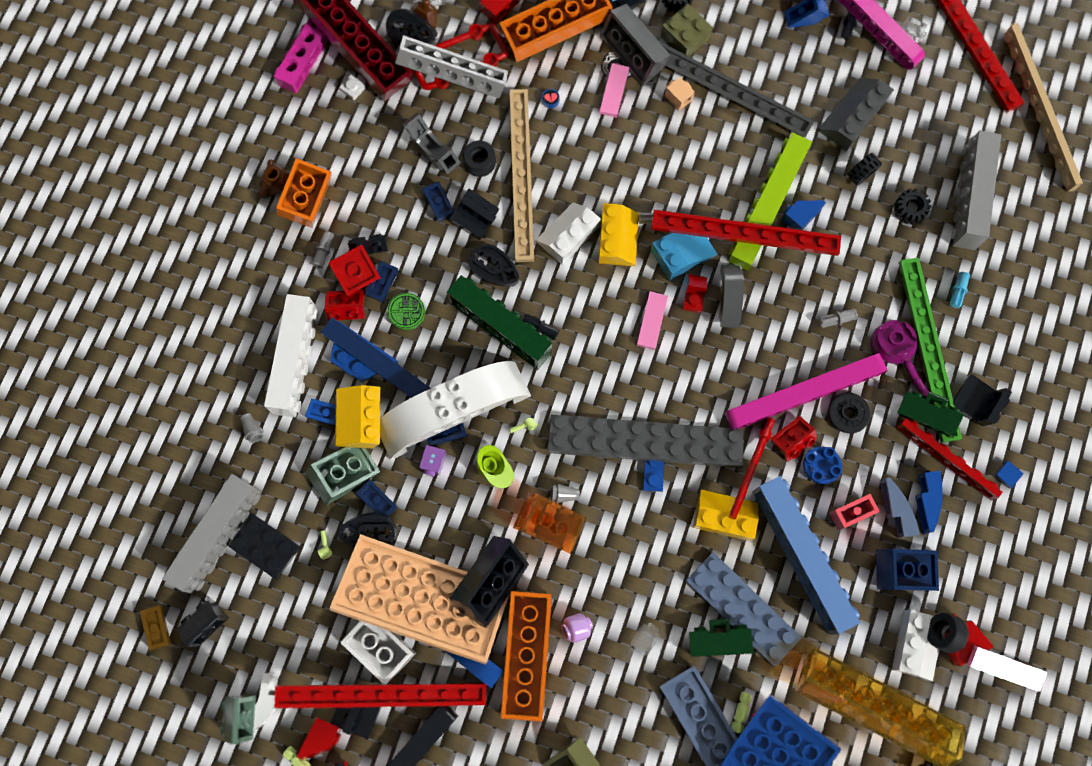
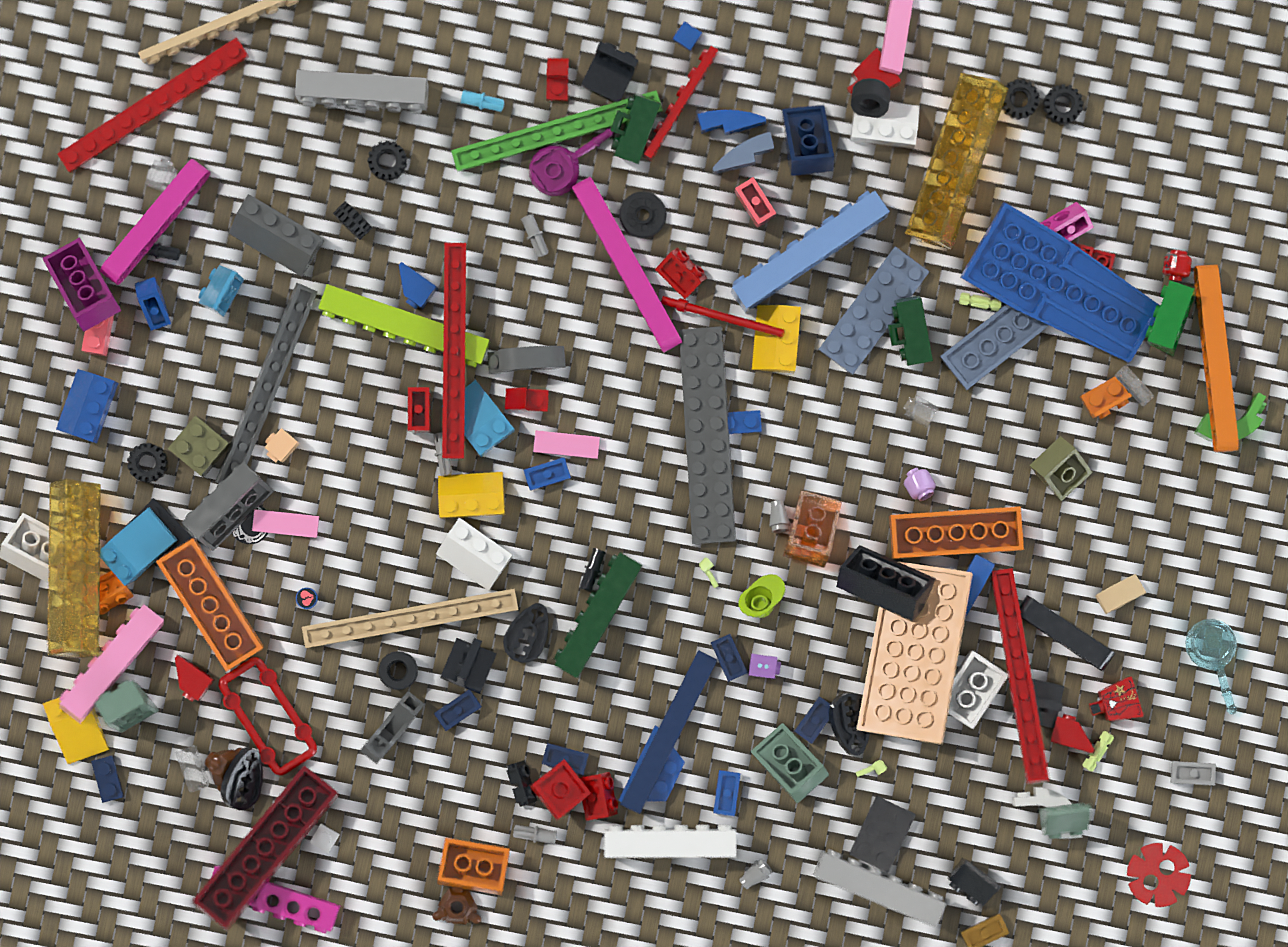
camera: 95 degrees left, 10 degrees up
(357, 417) = (728, 756): yellow slope -> none
(406, 311) = (595, 725): tile -> none
(450, 405) = (702, 653): white slope -> none
(451, 67) = (294, 718): light grey brick -> none
(628, 300) = (547, 474): none -> blue plate
(697, 201) = (419, 409): none -> red brick
(813, 61) = (220, 290): none -> dark azure slope
(822, 465) = (706, 239): blue dish -> none
(975, 356) = (557, 79): none -> red slope

